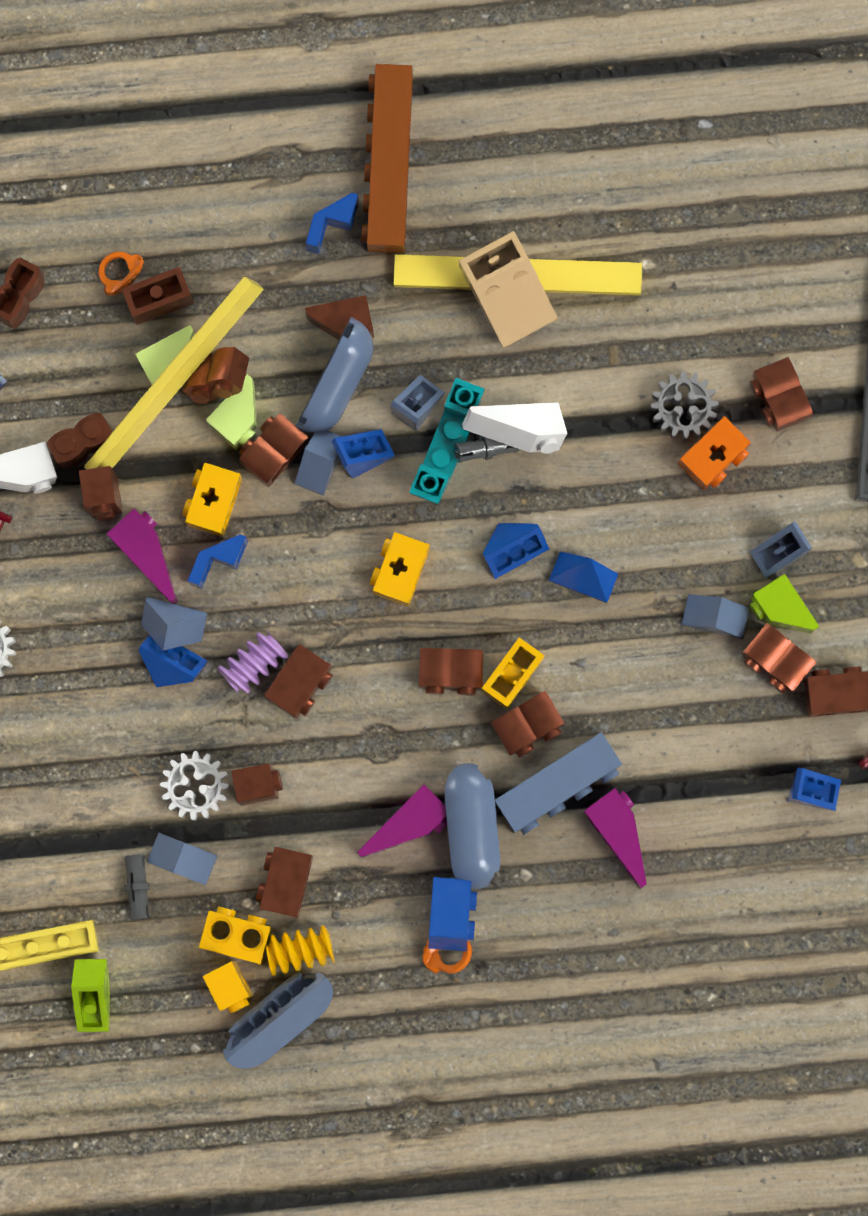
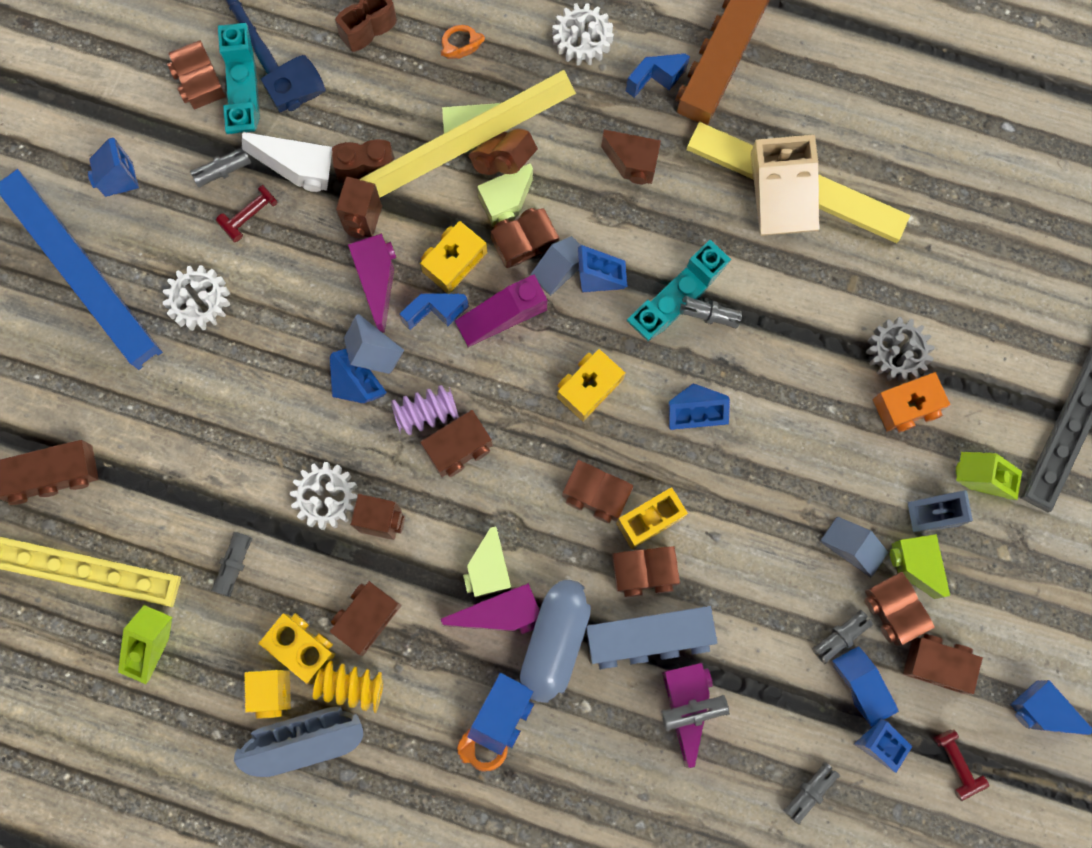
camera: 15 degrees right, 5 degrees down
(157, 296) = (483, 70): copper brick -> none
(182, 859) = (284, 557): sand blue slope -> none
(252, 202) = (567, 39): none -> white gear
(284, 533) = (503, 311): none -> magenta slope
(338, 379) = (606, 201): sand blue brick -> none
(379, 786) = (487, 568): none -> yellowish green slope
(416, 402) = (664, 250): sand blue slope -> none
(522, 426) = (749, 304): white slope -> none
(583, 576) = (750, 460): blue slope -> none
(609, 850) = (673, 717): none -> dark grey pin
(737, 706) = (842, 636): none -> dark grey pin
(764, 862) = (811, 793): none -> dark grey pin
(774, 742) = (866, 685): none -> blue slope
(781, 394) = (991, 376): copper brick -> none
(815, 493) = (988, 474): none -> lime slope

